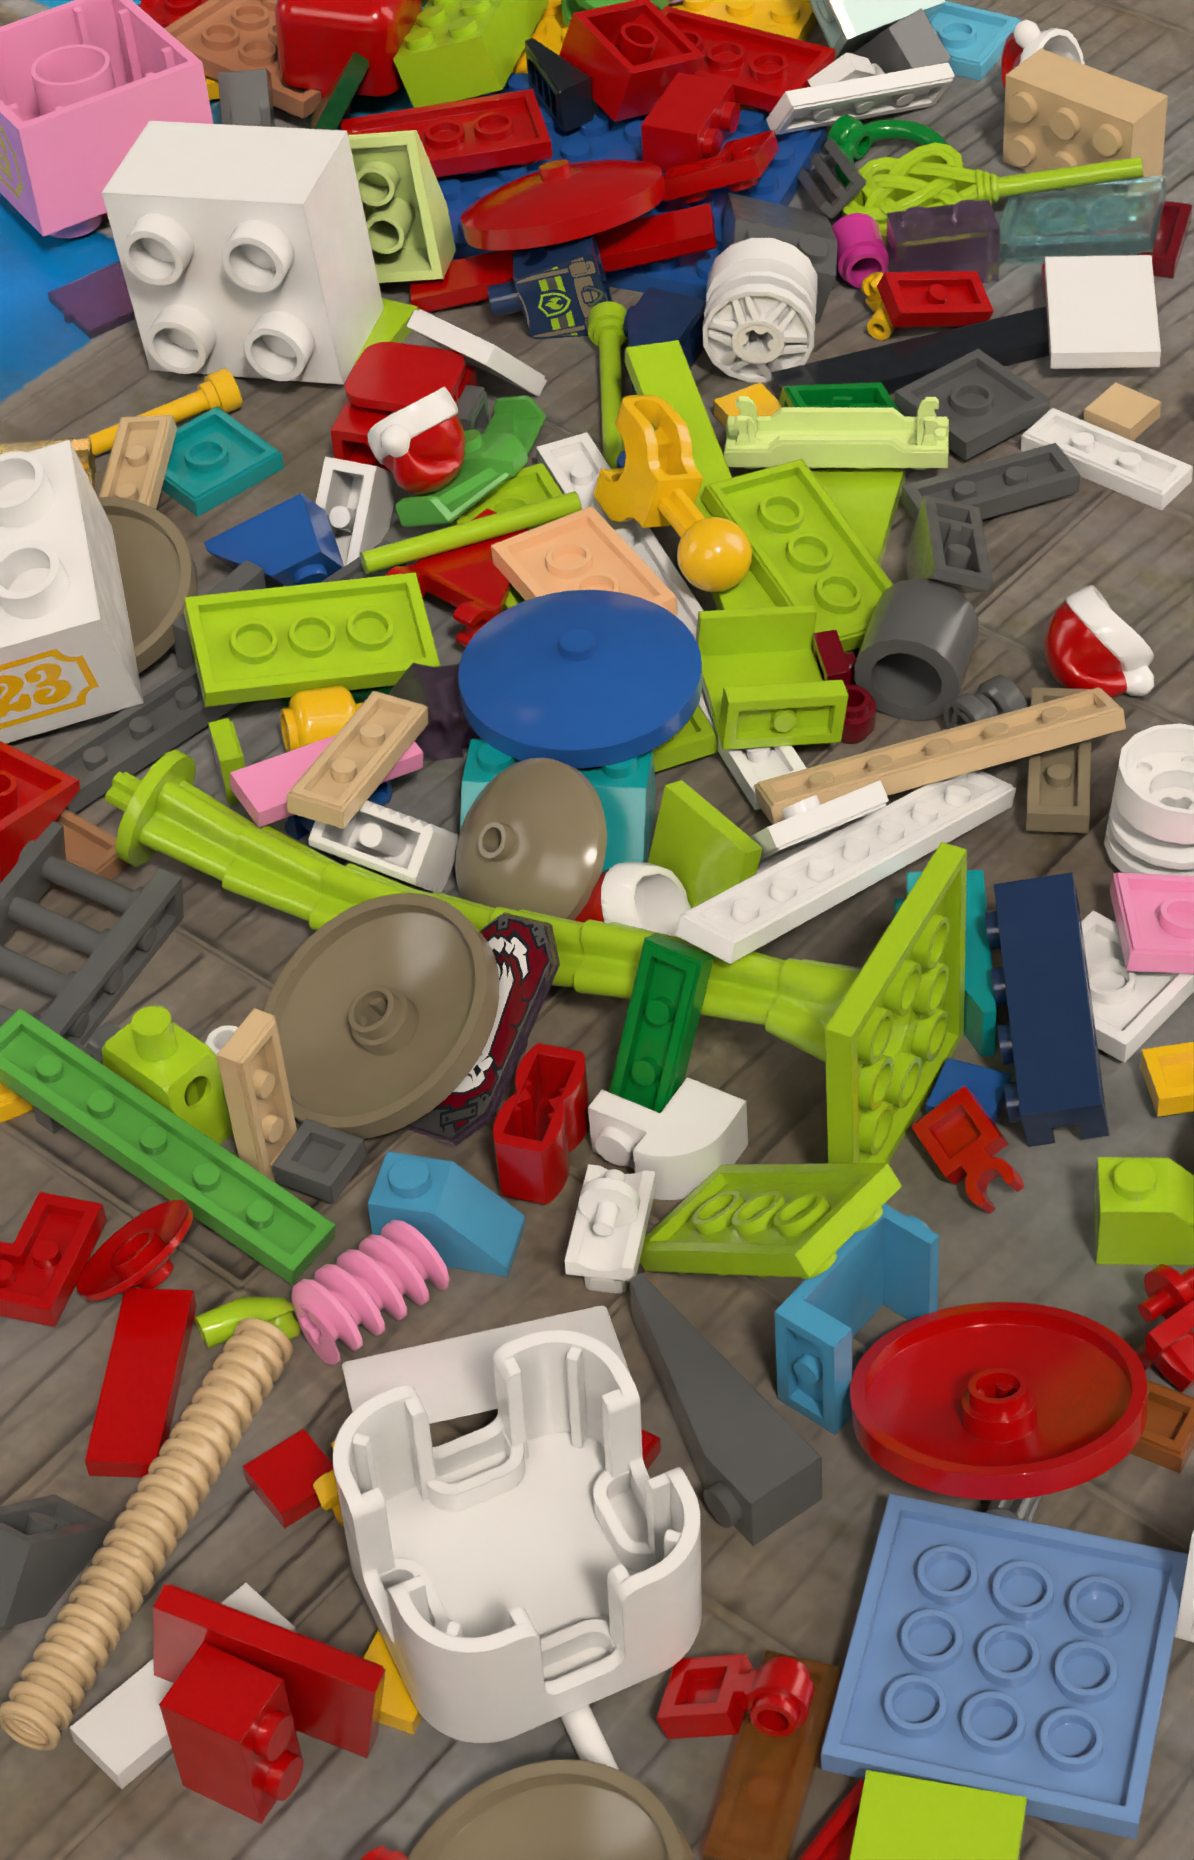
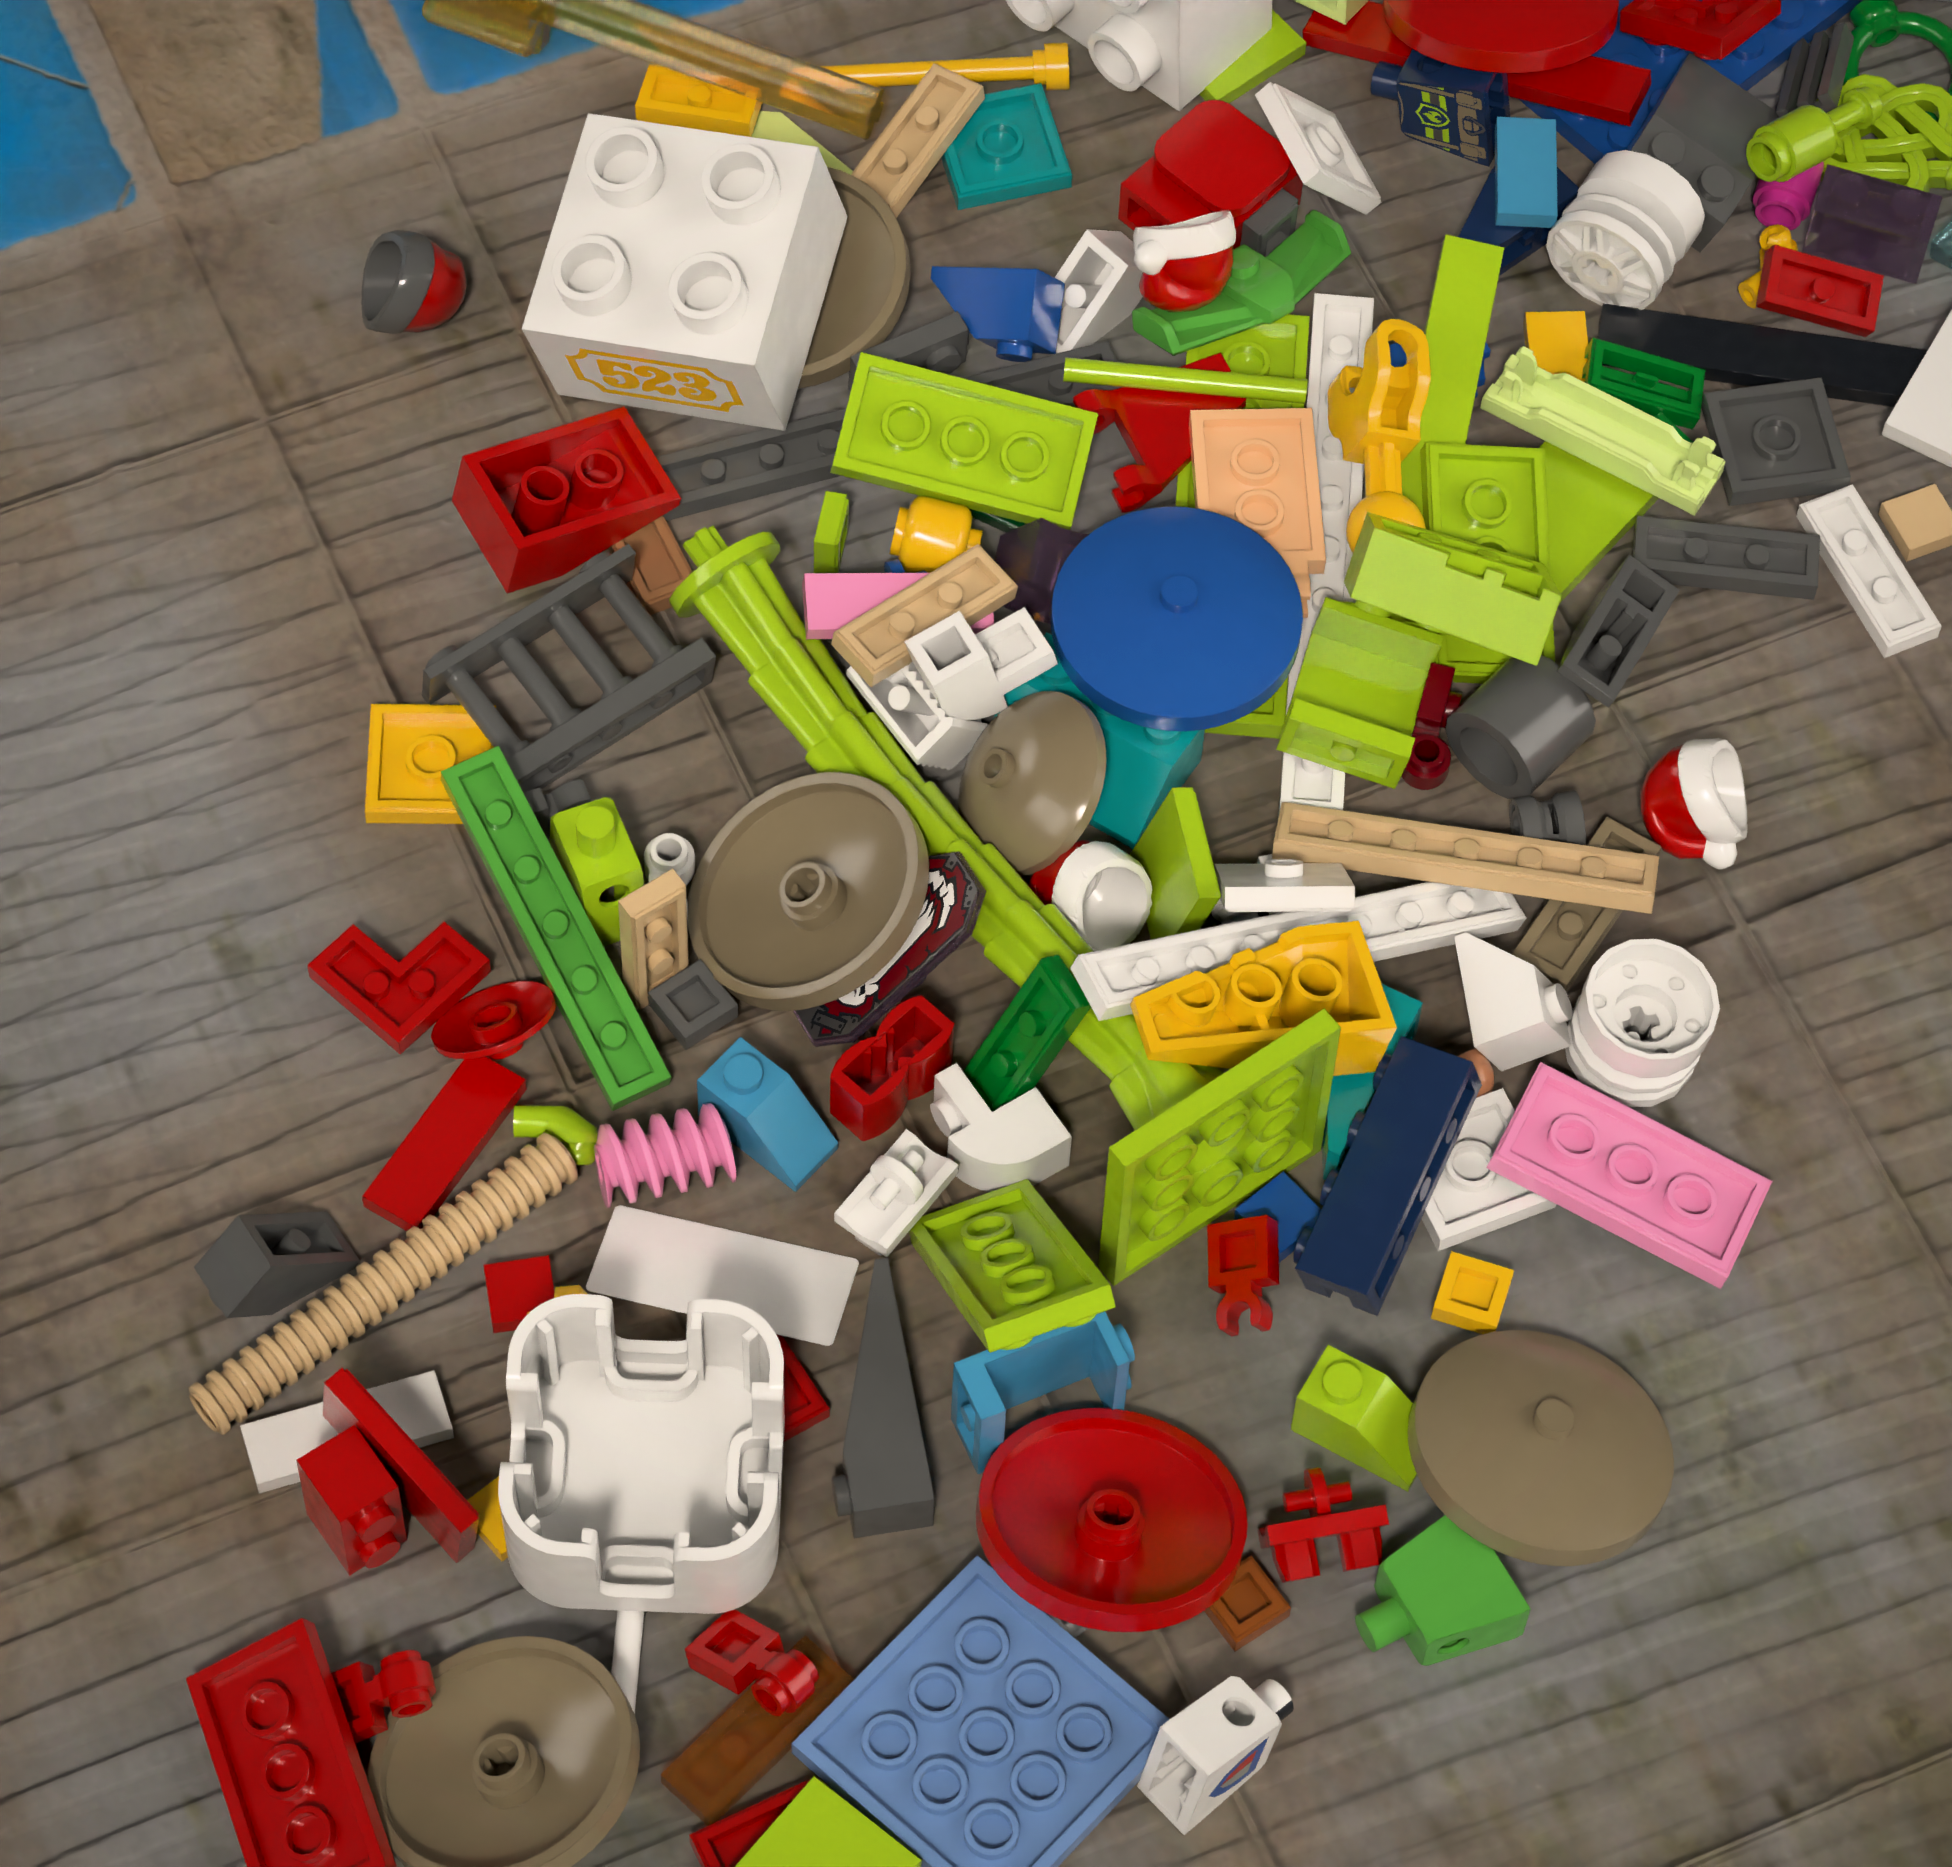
camera: 20 degrees right, 15 degrees up
(429, 773) = (975, 670): none -> white brick
(606, 331) = (1472, 167): lime piece -> none
(657, 300) = (1525, 172): none -> dark azure tile
(804, 559) = (1453, 587): none -> lime wedge
(859, 892) = (1266, 993): none -> yellow wedge
(860, 198) = (1808, 135): none -> lime piece
(1056, 838) = (1511, 1005): none -> white slope

